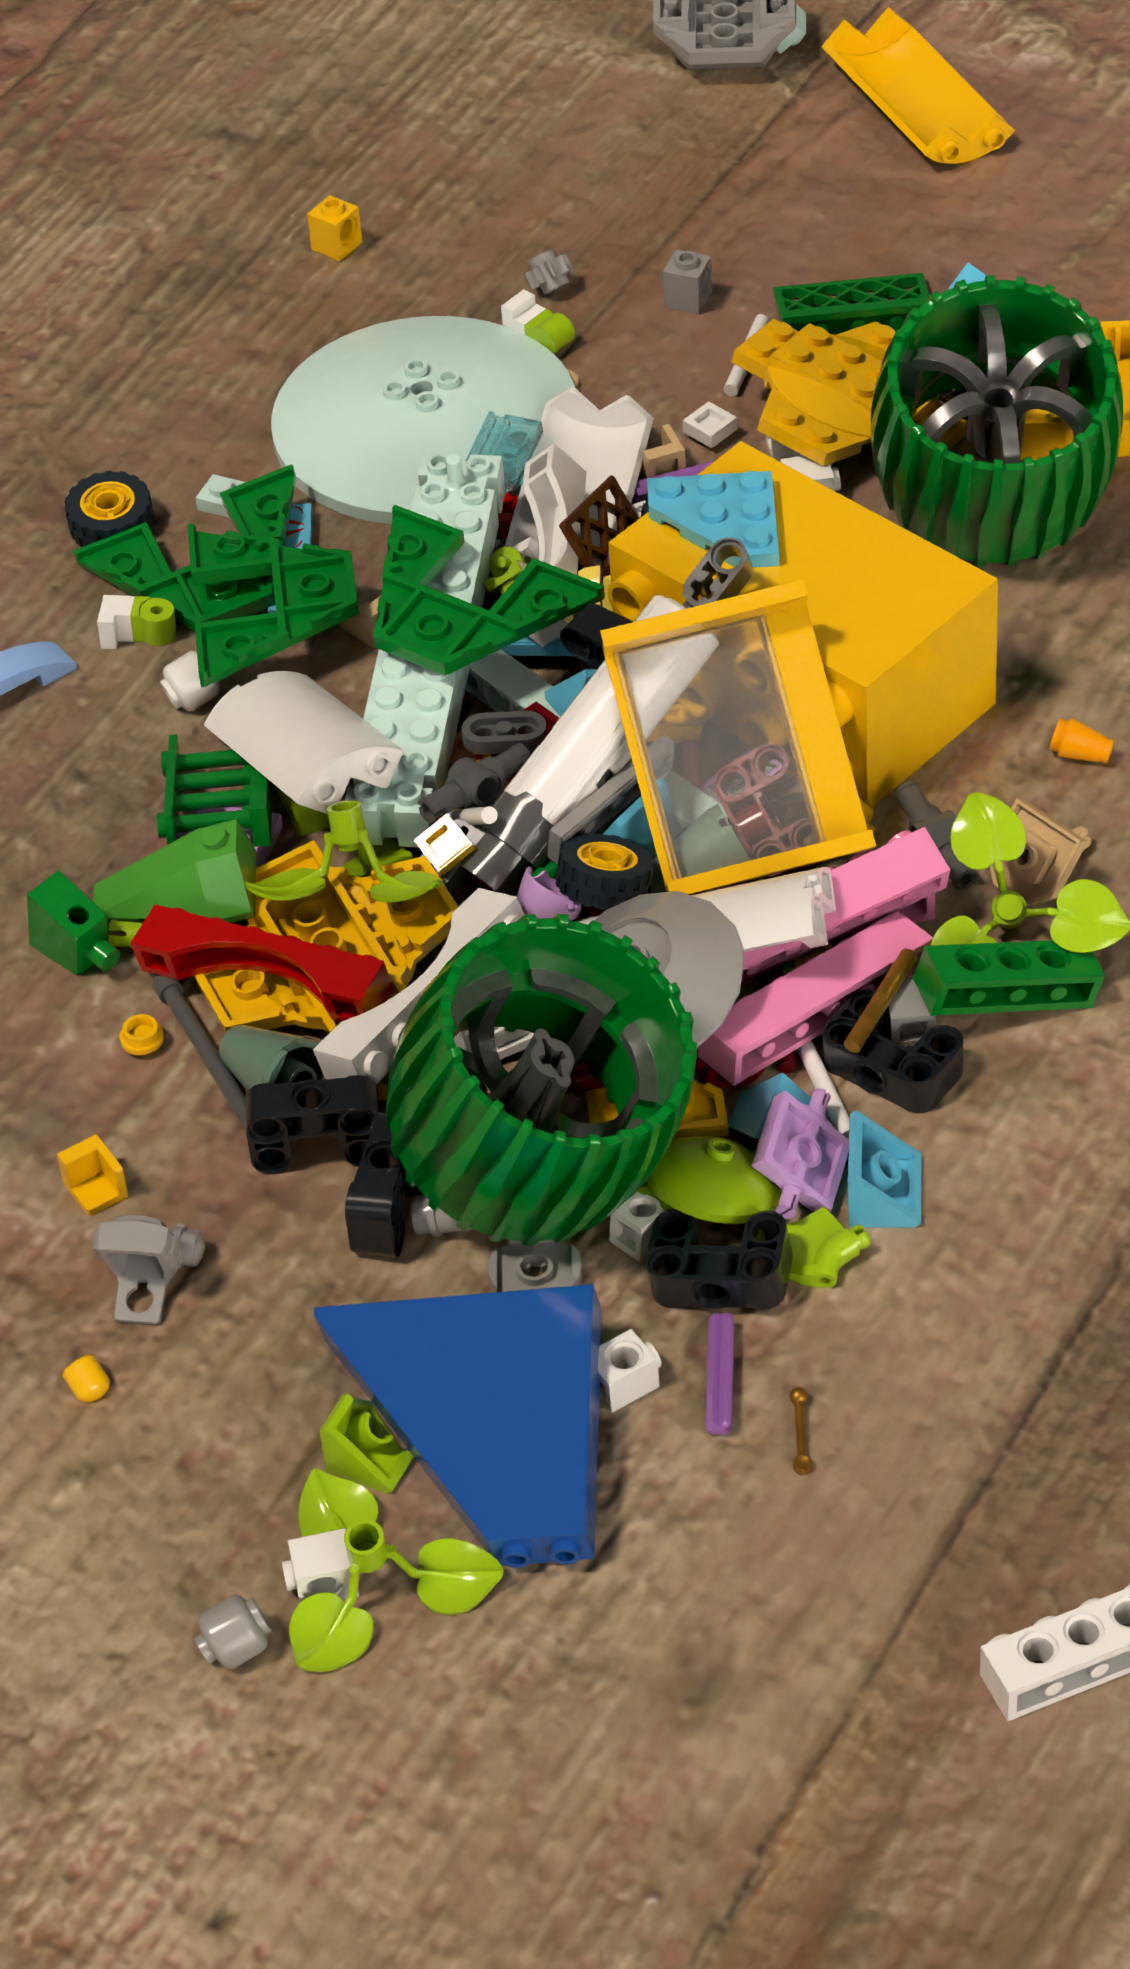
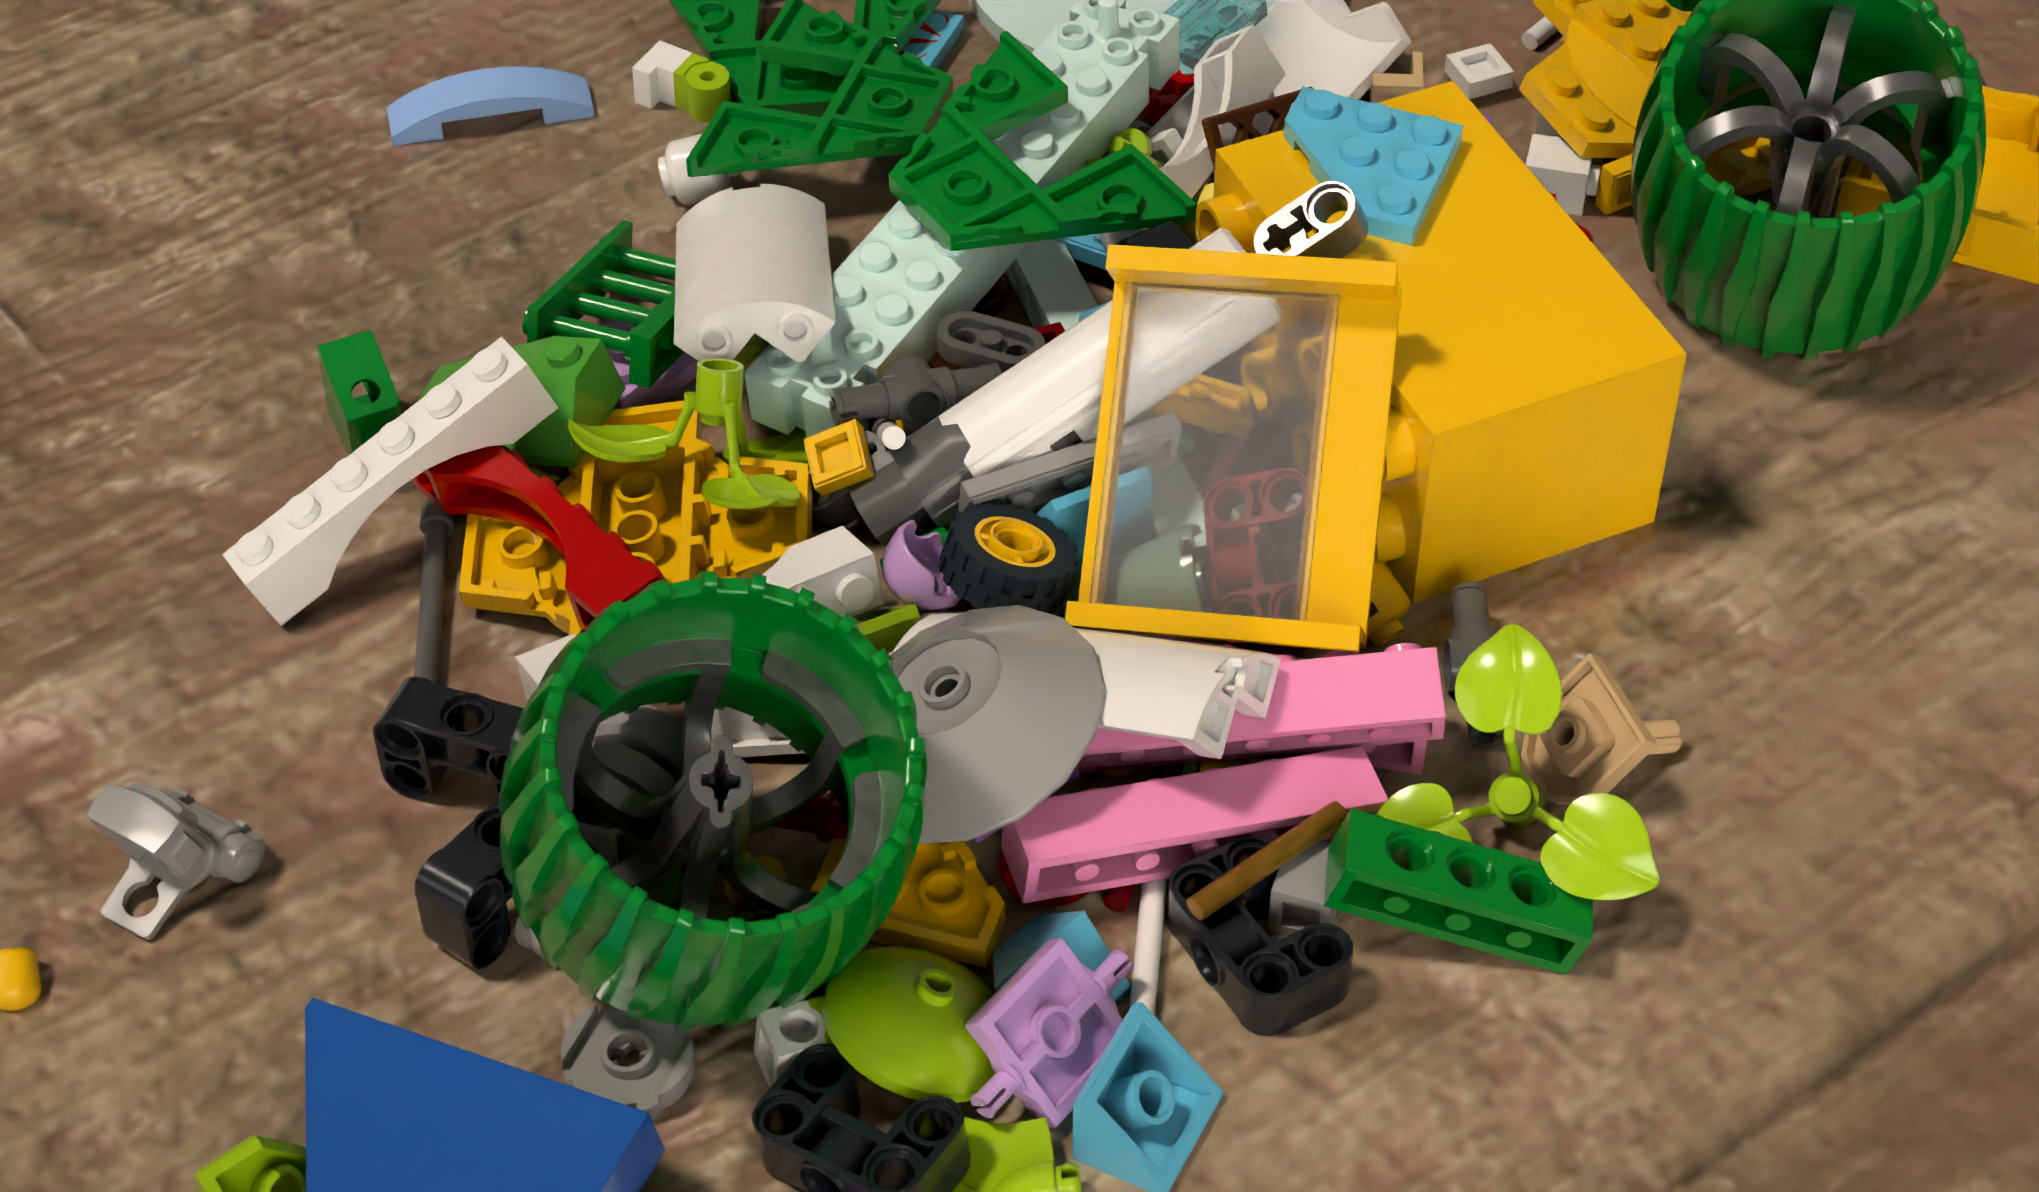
camera: 20 degrees right, 0 degrees up
(92, 1175) = (192, 717): yellow panel -> none
(100, 1031) = (299, 546): none -> white arch
(141, 1035) = (368, 565): yellow plate -> none
(268, 1056) = (476, 650): sand green cone -> none
(857, 473) = (1615, 186): none -> yellow tile
(1080, 742) = (1732, 608): light orange cone -> none

